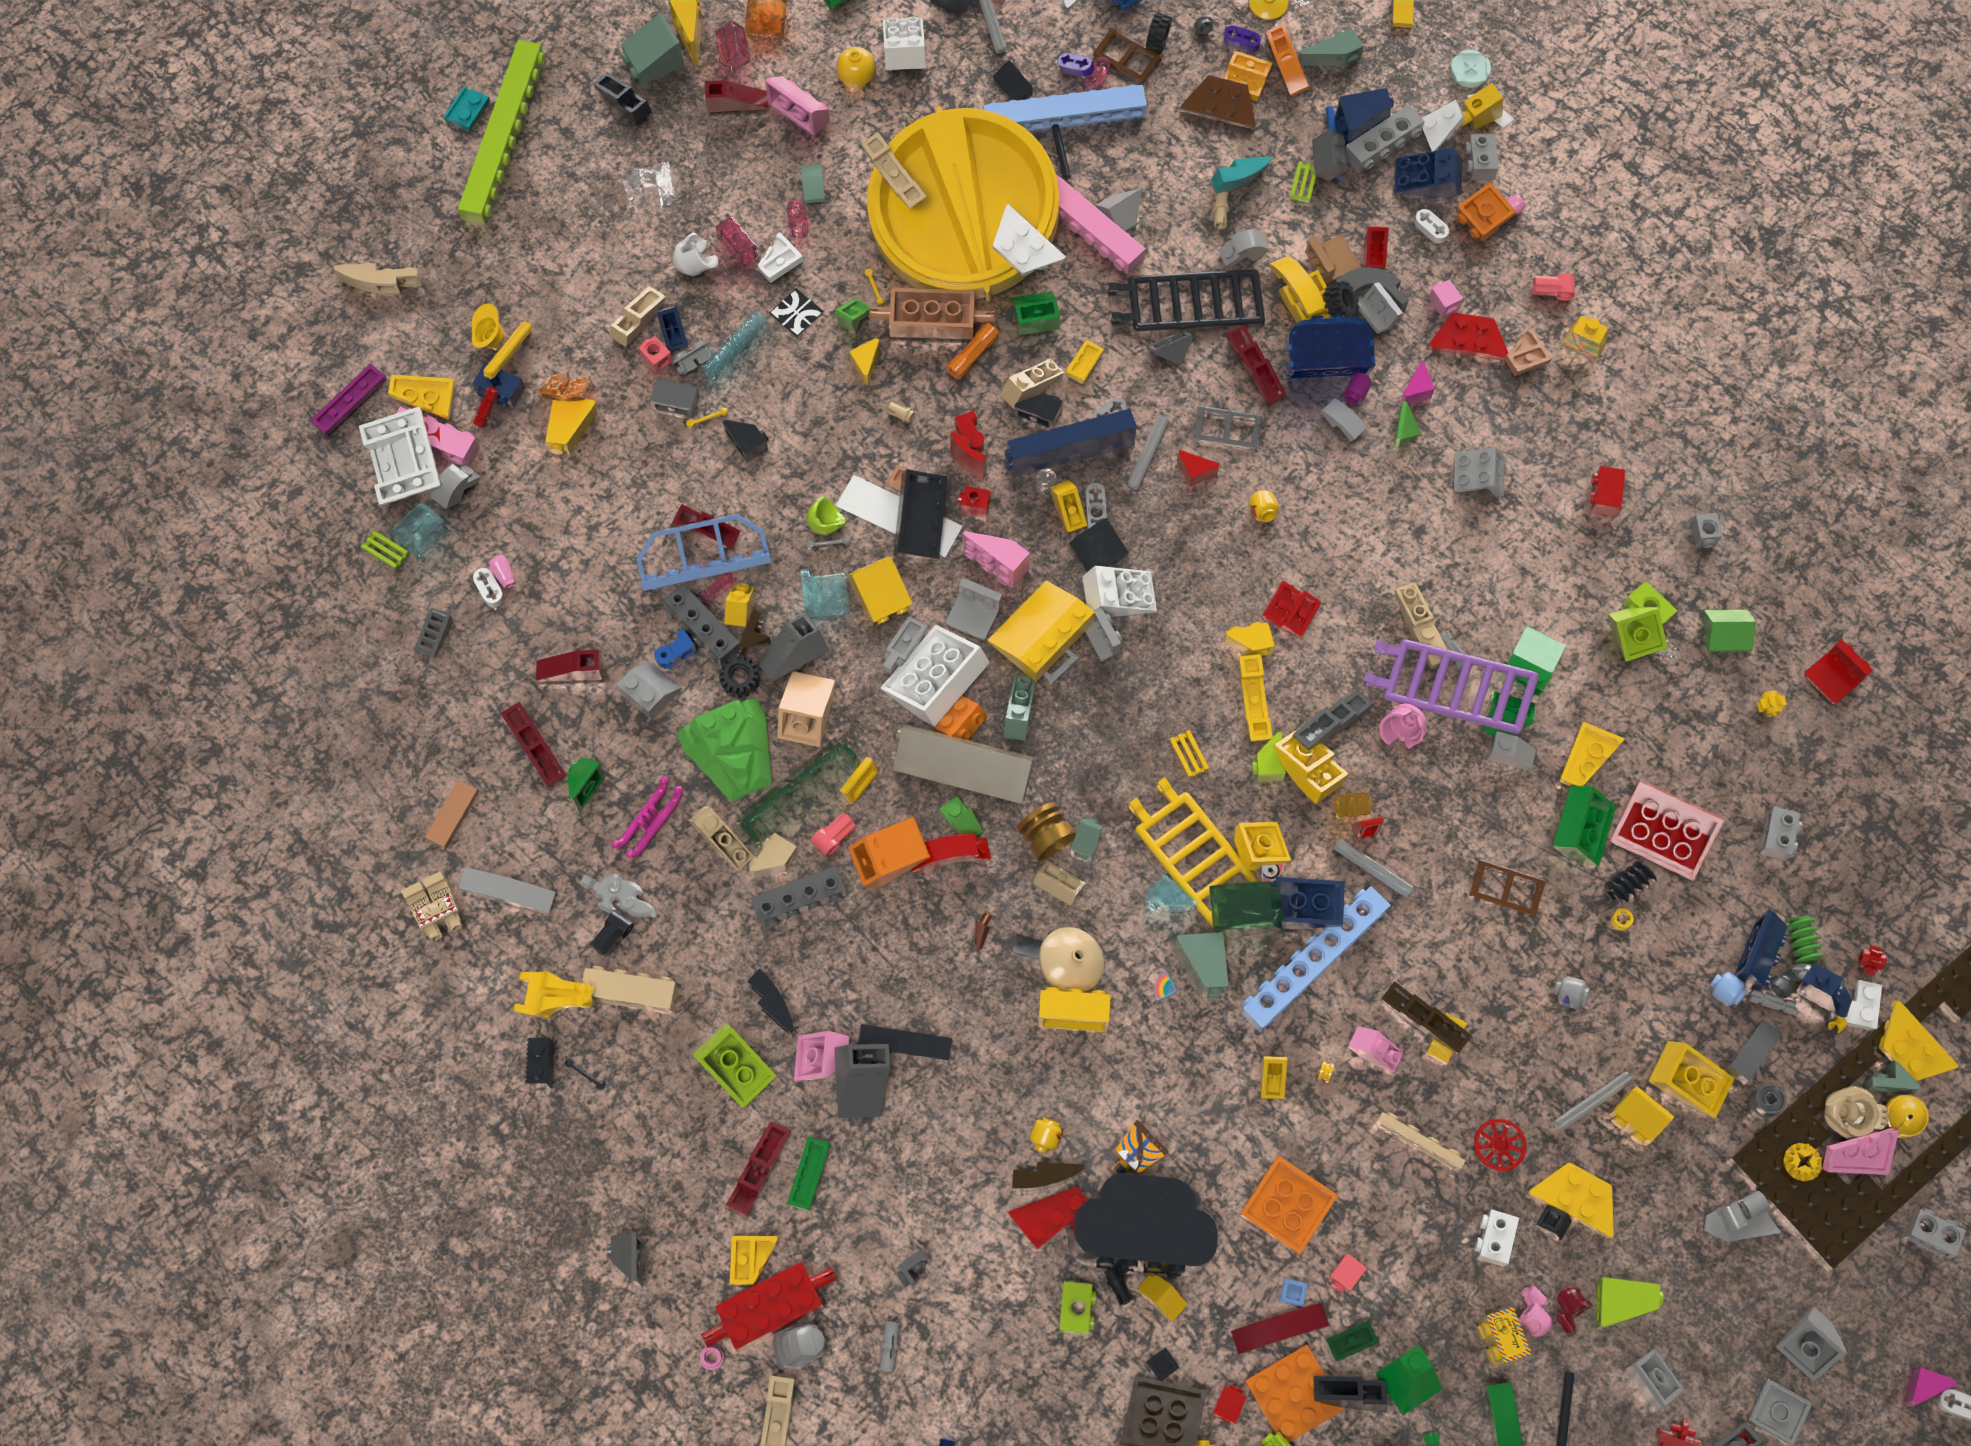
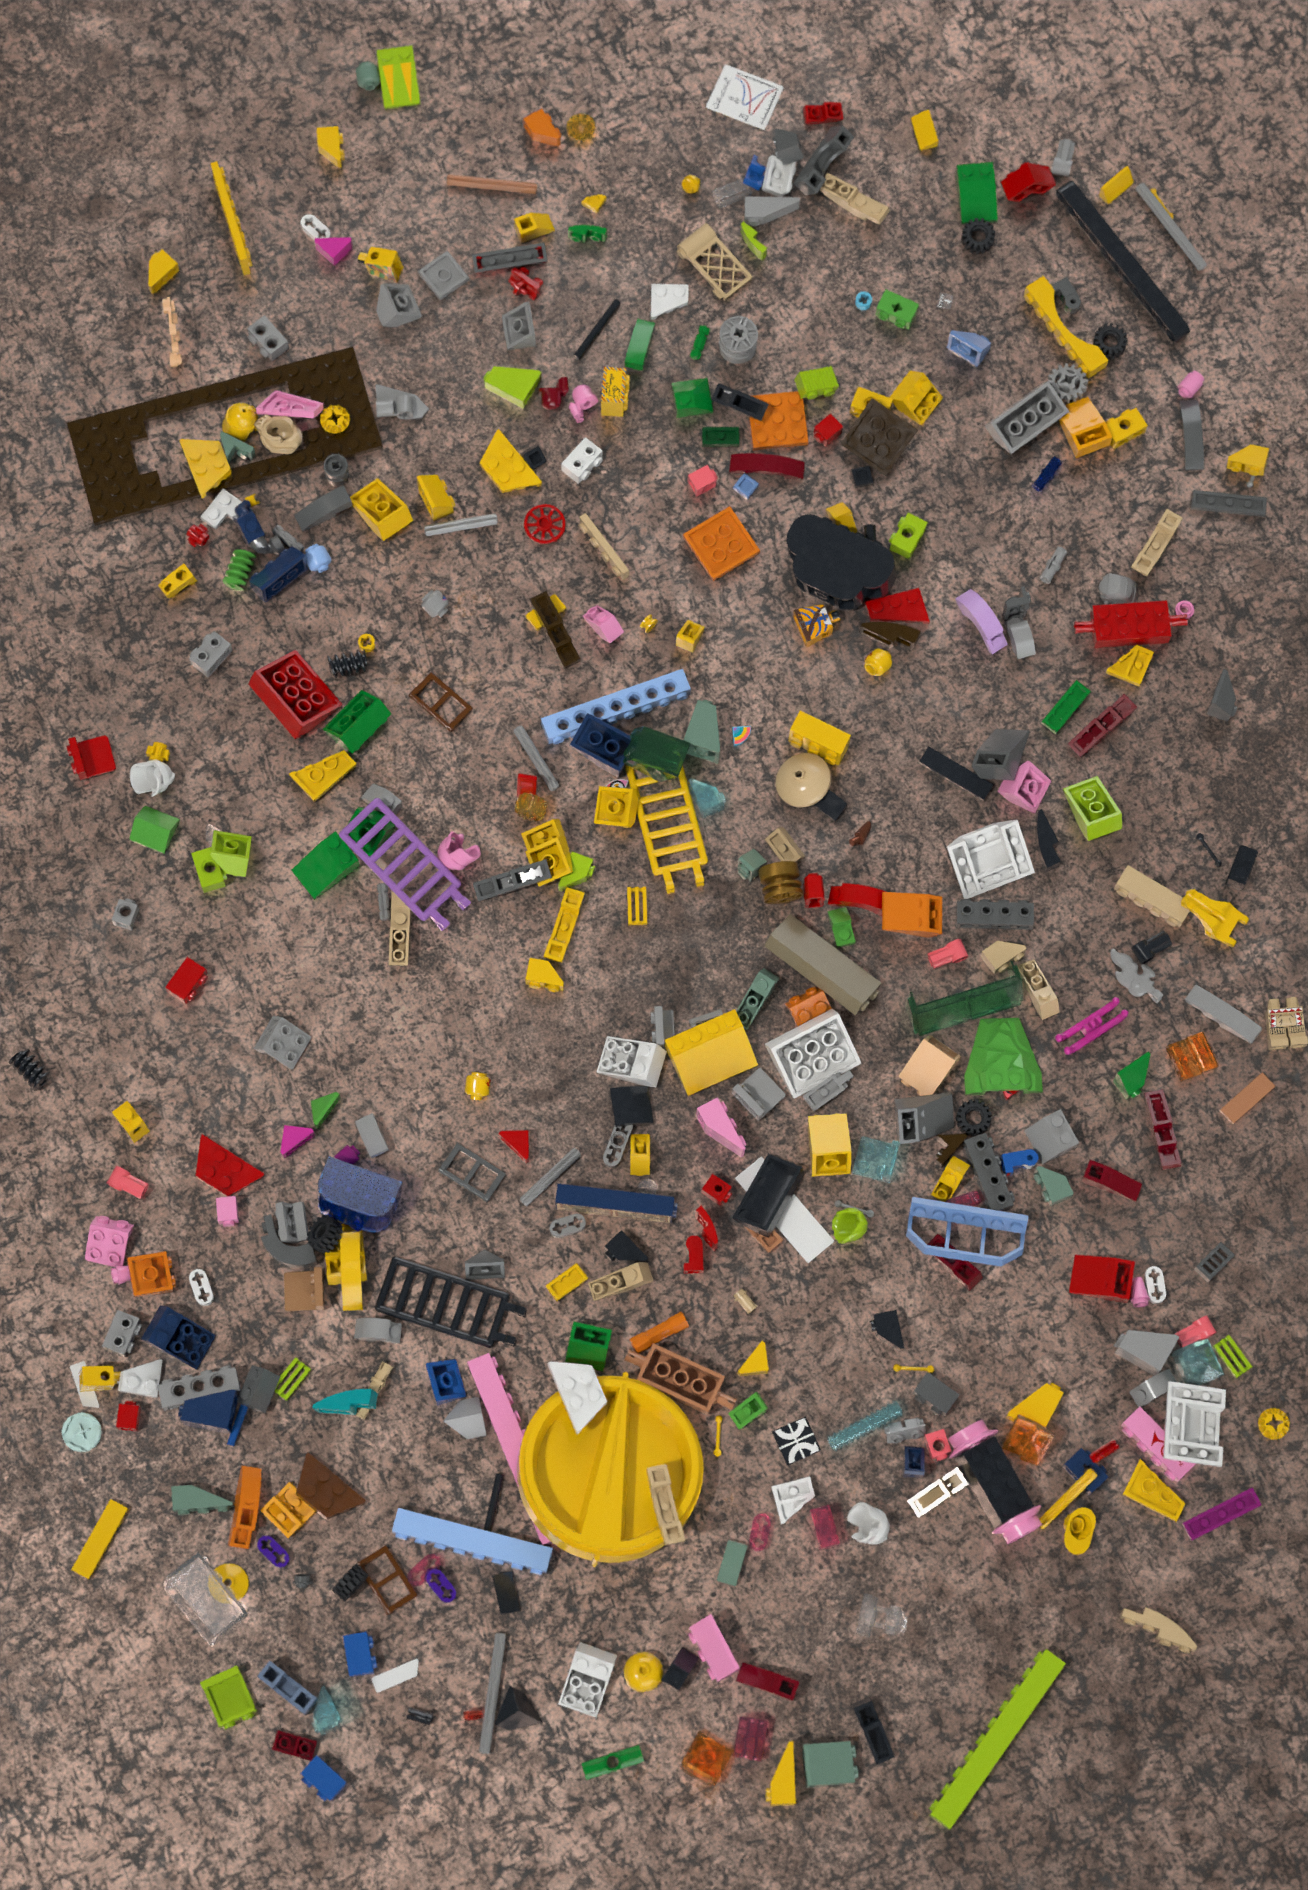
camera: 160 degrees left, 5 degrees up
(331, 504) = (1268, 1430): none -> yellow gear
(426, 560) = (1199, 1330): none -> coral piece
(467, 108) = (1021, 1782): teal plate -> none
(474, 513) = (1145, 1349): none -> light grey slope
(527, 834) = (1192, 1056): none -> clear orange slope
(544, 568) = (1102, 1277): none -> red slope
(582, 331) = (994, 1482): none -> black brick
(628, 641) = (1054, 1185): none -> sand green slope
(823, 77) = (679, 1669): none -> black slope
(830, 958) = (990, 858): none -> white slope
(859, 780) = (913, 986): yellow tile -> none
(894, 1234) = (1021, 637): none -> light grey brick
(948, 1235) = (982, 616): none -> lavender arch
(1006, 836) = (813, 891): none -> red brick
(1159, 229) = (445, 1381): none -> blue slope
(1255, 365) = (421, 1218): dark red slope -> none
(1290, 609) = (497, 990): red slope -> none
(1376, 246) = (262, 1283): red slope -> none
(1435, 91) = (128, 1416): none -> red brick
(1527, 354) = (185, 1129): nougat wing -> none
(1543, 231) = (108, 1241): none -> bright pink bracket
(1709, 348) = (29, 1069): none -> black piece
(1763, 676) = (151, 776): none -> white helmet
(1859, 1388) = (382, 263): none -> yellow torso
(1862, 901) = (176, 581): none -> yellow leg

